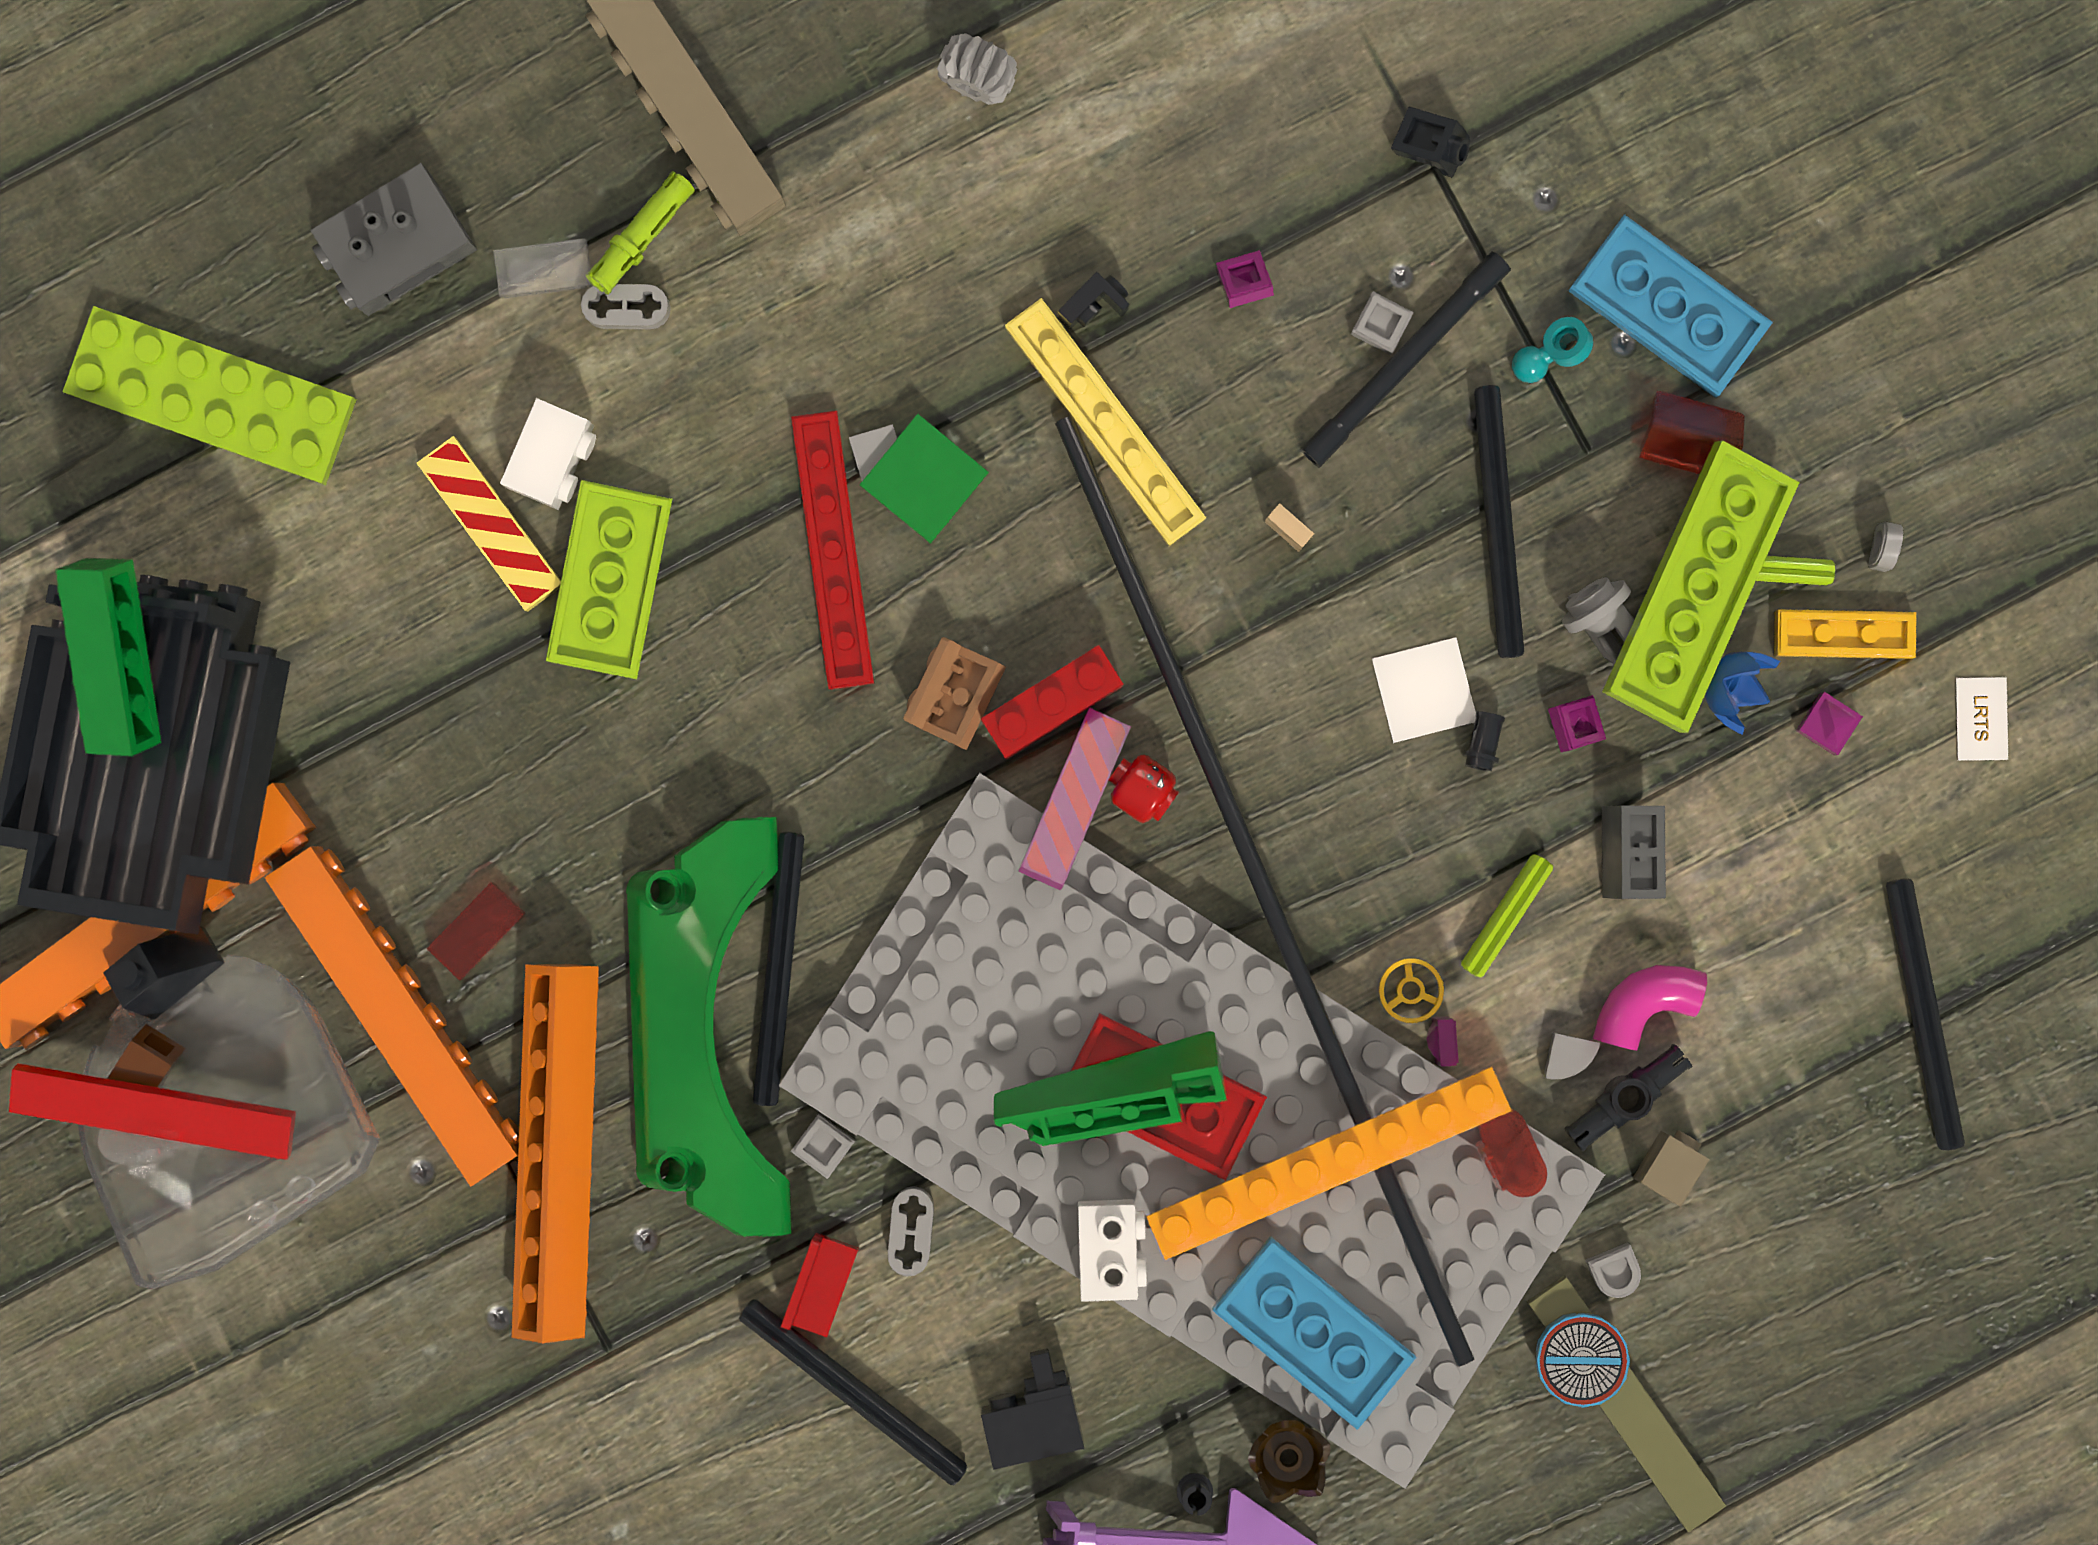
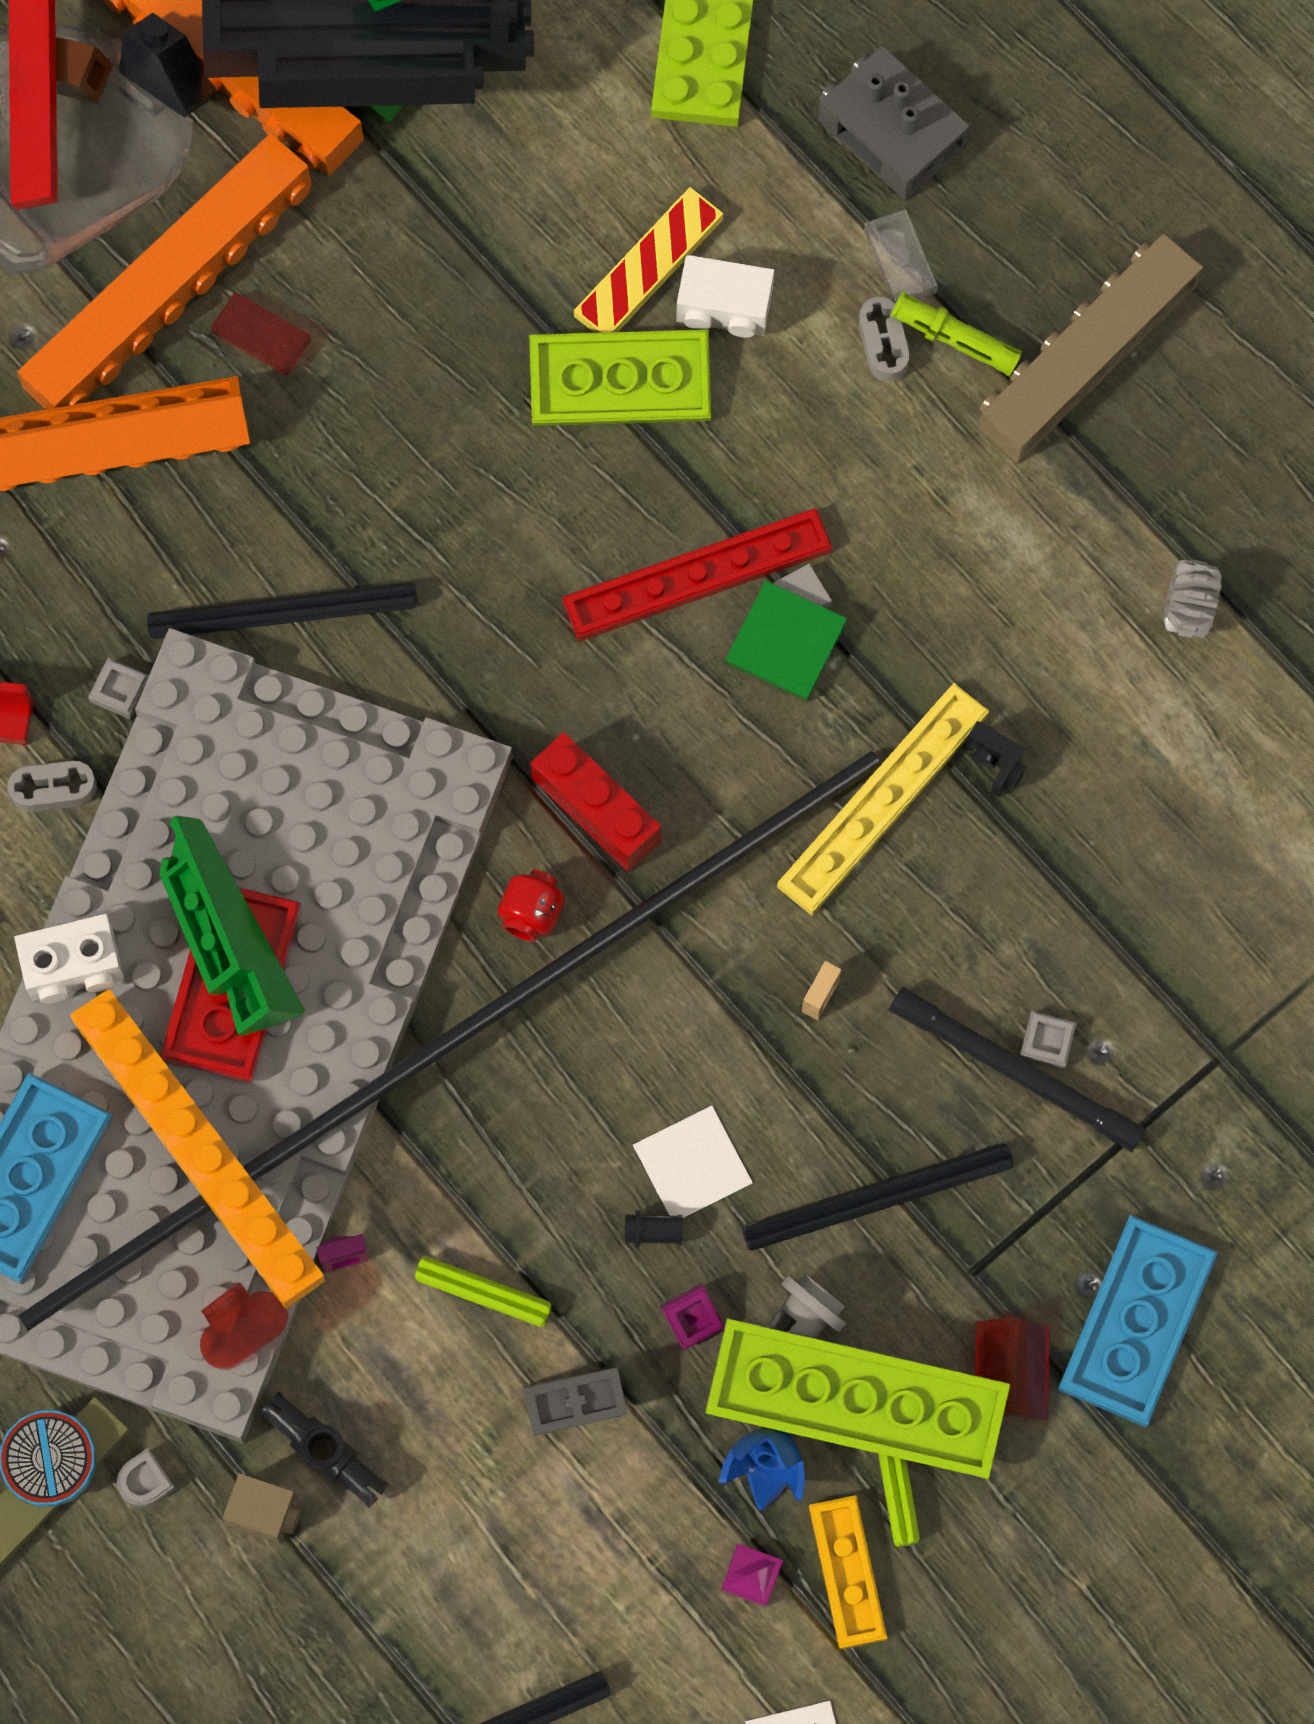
camera: 75 degrees right, 15 degrees down
(673, 985) = (264, 507): green panel -> none
(953, 693) = (585, 707): medium nougat bracket -> none
(1074, 799) = (505, 839): tile -> none
(1244, 279) = (1056, 897): magenta tile -> none
(1408, 976) = (378, 1205): yellow piece -> none
(1432, 141) = (1240, 1047): black bracket -> none
(1532, 363) = (1072, 1219): teal plate -> none
(1568, 1056) = (354, 1384): light grey tile -> none
(1645, 994) = (430, 1441): dark pink cylinder -> none
(1886, 546) = (947, 1589): light grey tile -> none

